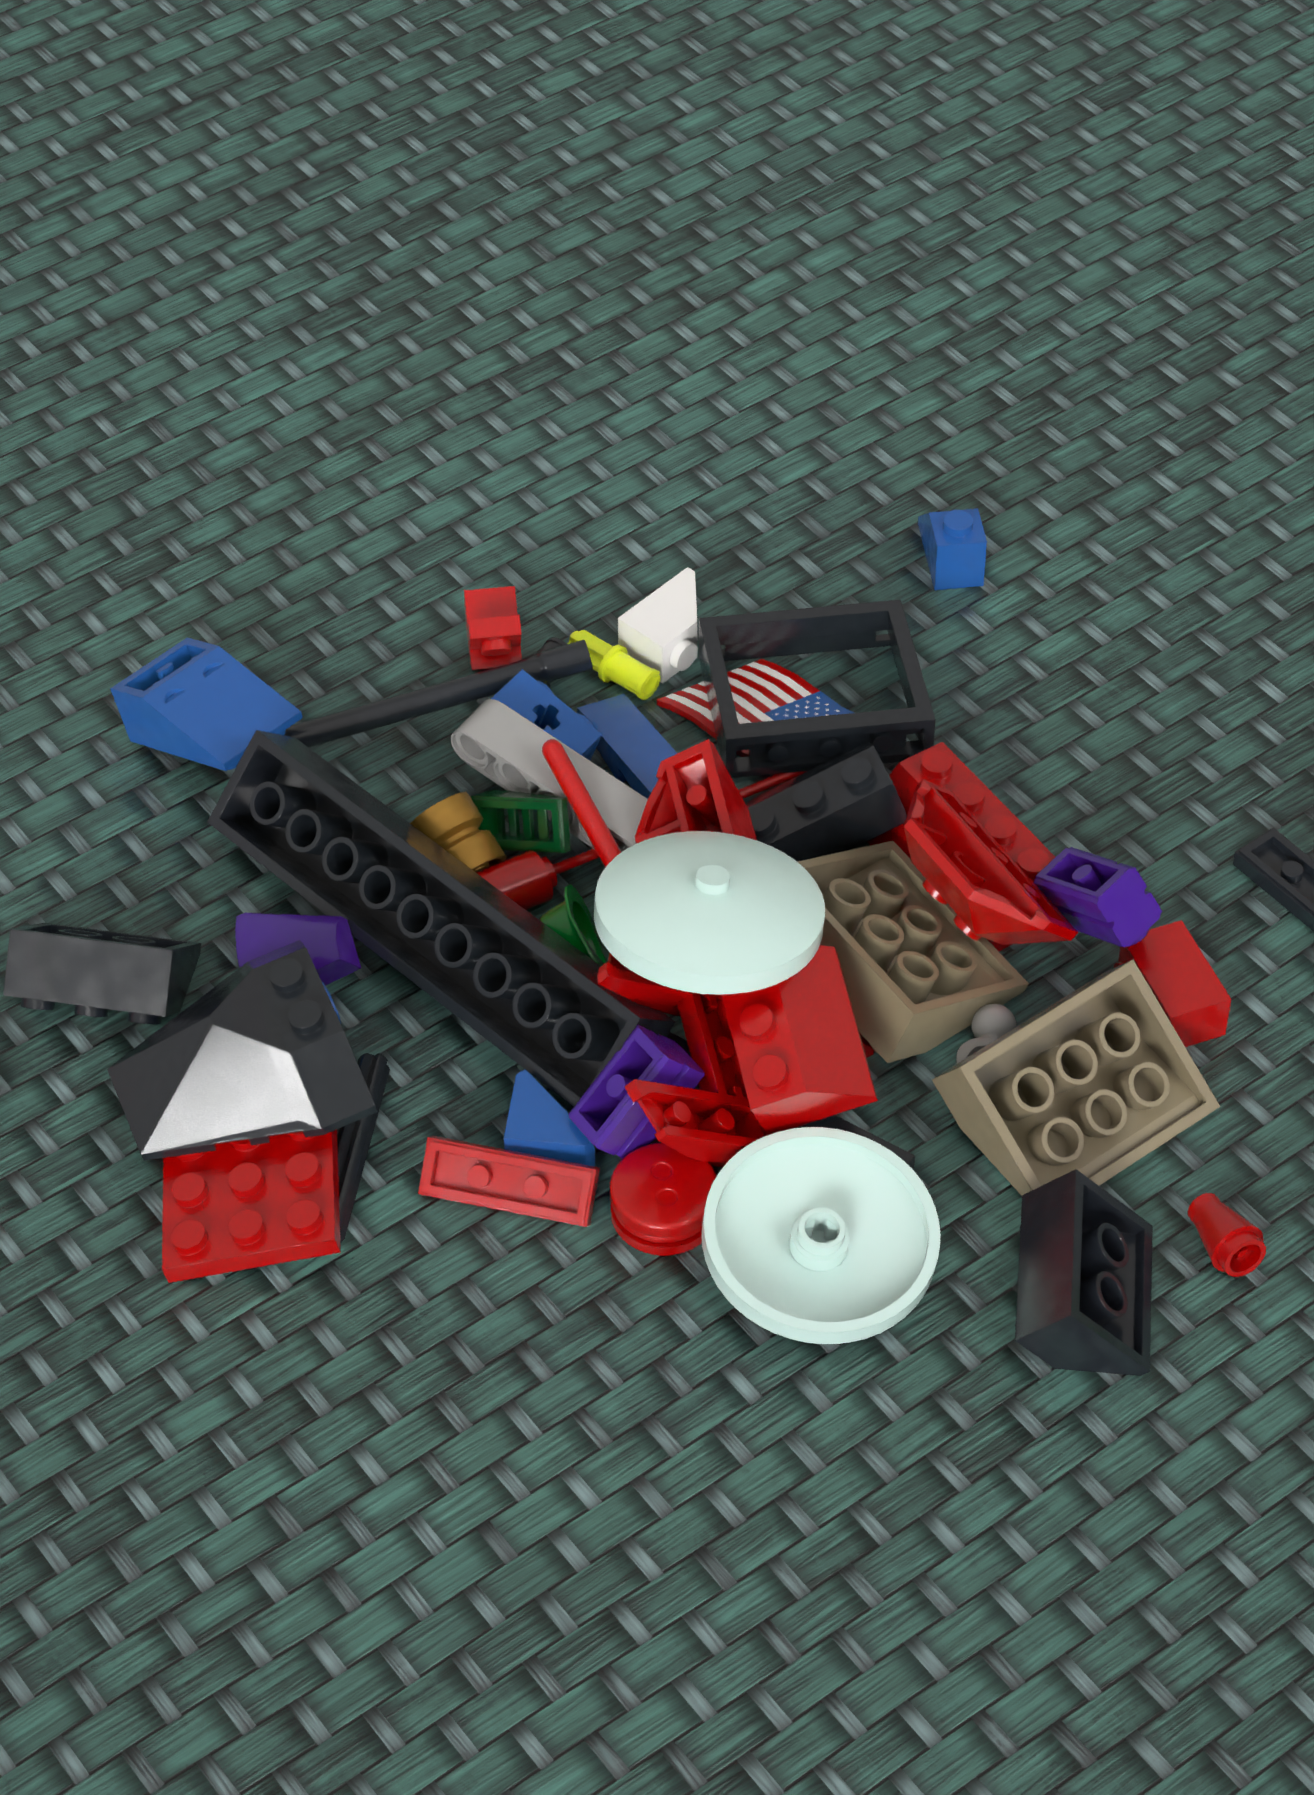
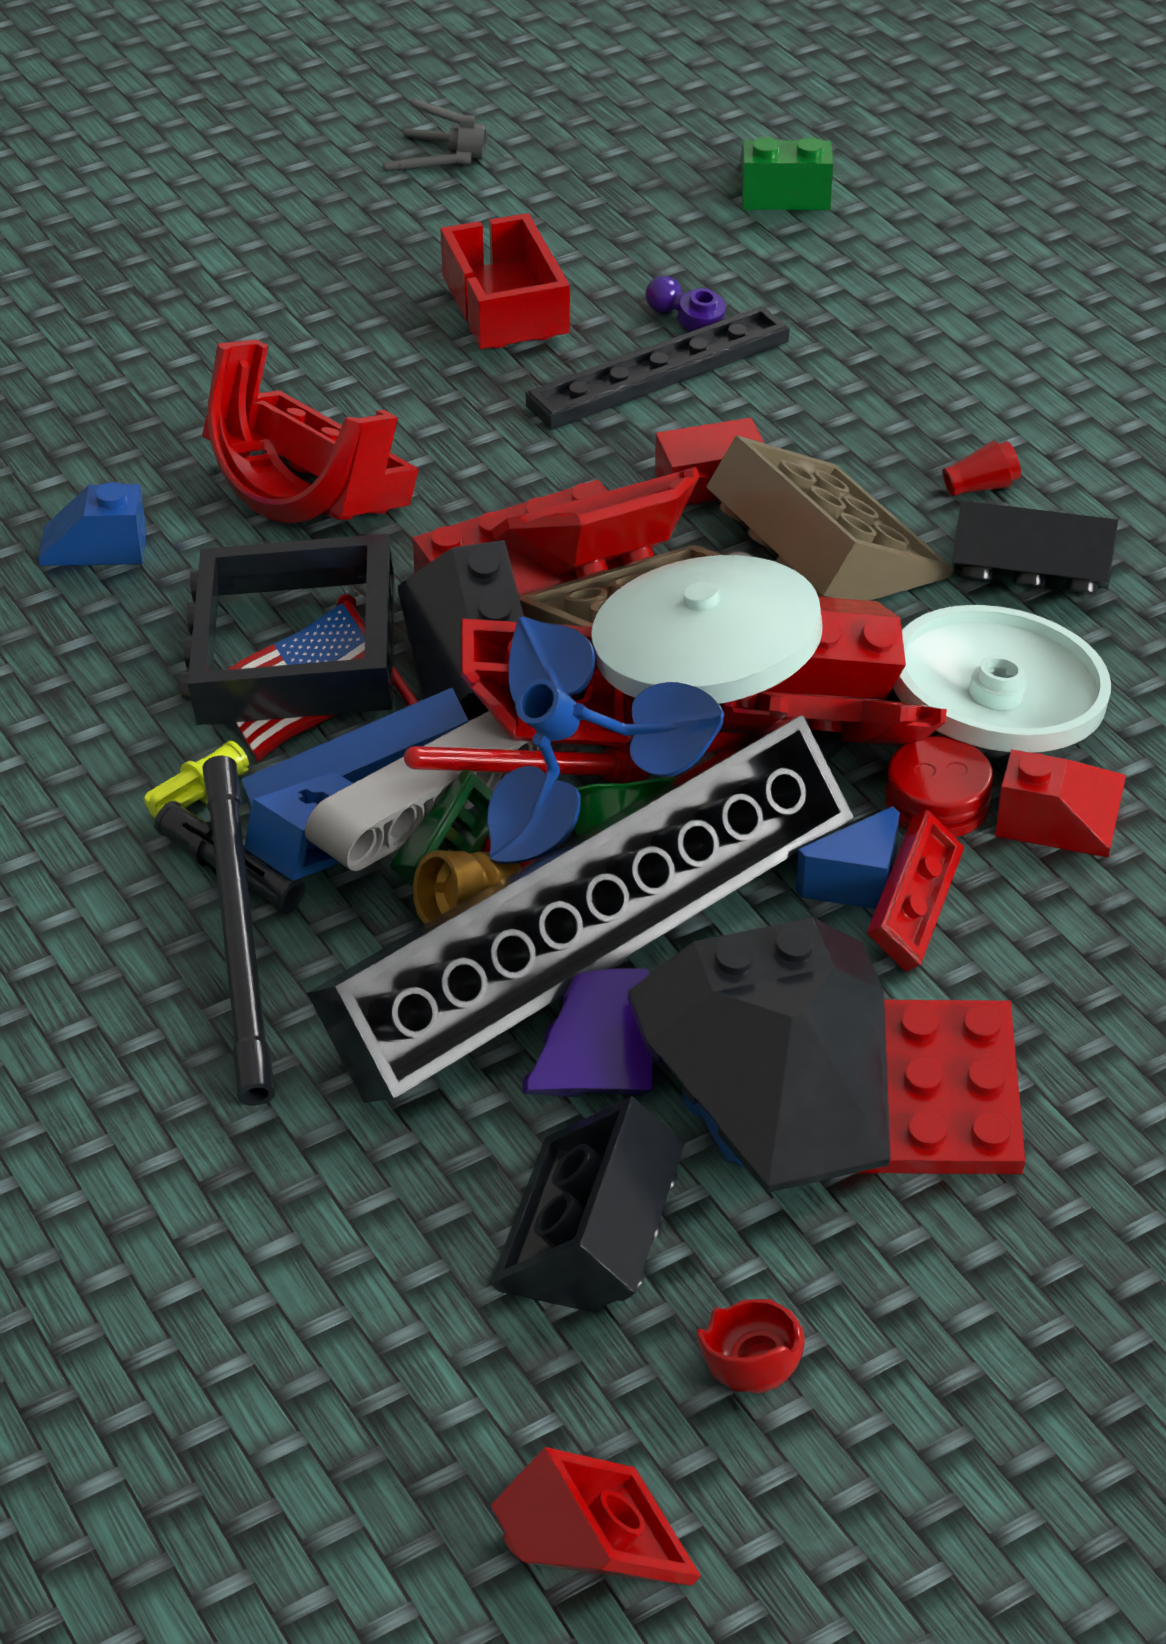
camera: 85 degrees left, 5 degrees down
(200, 705) = (213, 1091): blue slope -> none
(492, 627) = (130, 864): red brick -> none
(545, 802) = (547, 665): none -> blue plant
(606, 1110) = (859, 756): dark purple brick -> none
(663, 627) = (159, 727): white slope -> none
(663, 1302) = (1059, 803): none -> red slope
(1064, 677) = (349, 459): none -> red piece
(1099, 896) = (647, 448): dark purple brick -> none

